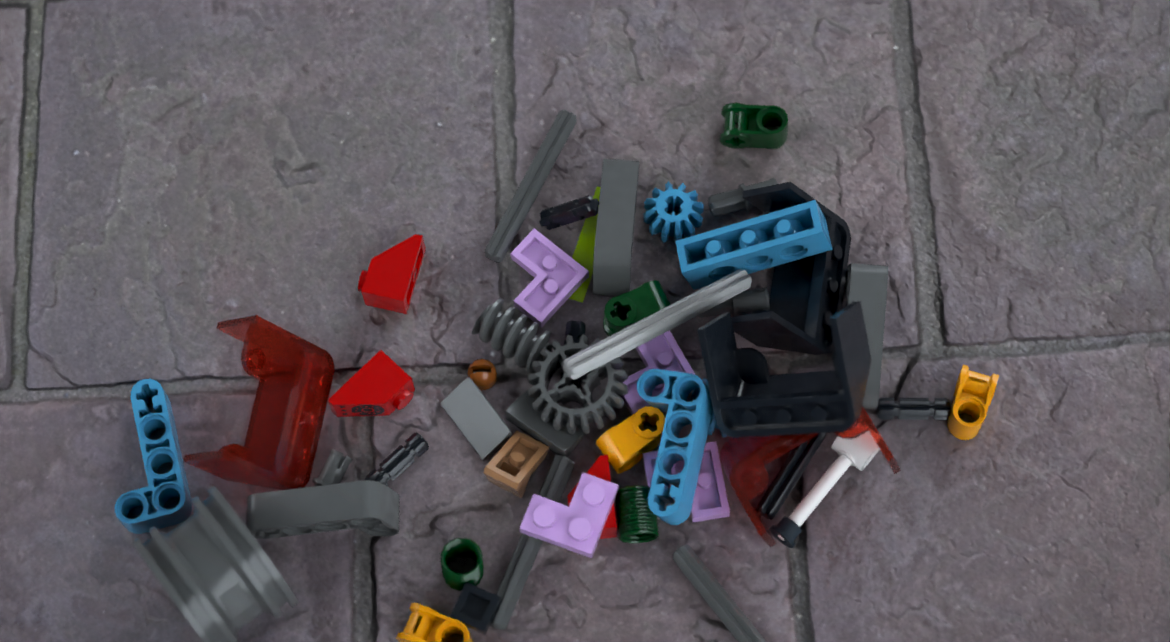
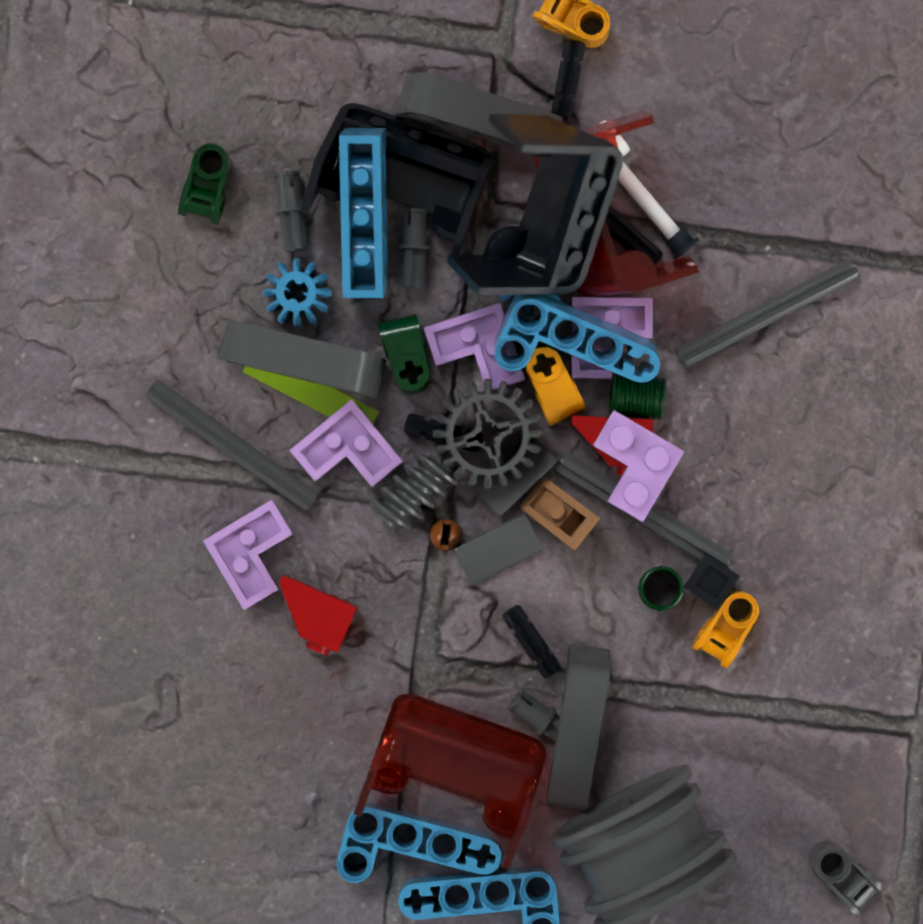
camera: 80 degrees left, 20 degrees up
(199, 397) = (420, 847): none -> dark azure beam
(374, 390) = (447, 652): red slope -> none
(440, 204) = (238, 551): none -> lavender plate
(569, 212) = (280, 408): black axle -> none
(656, 324) = (441, 334): light grey axle -> none

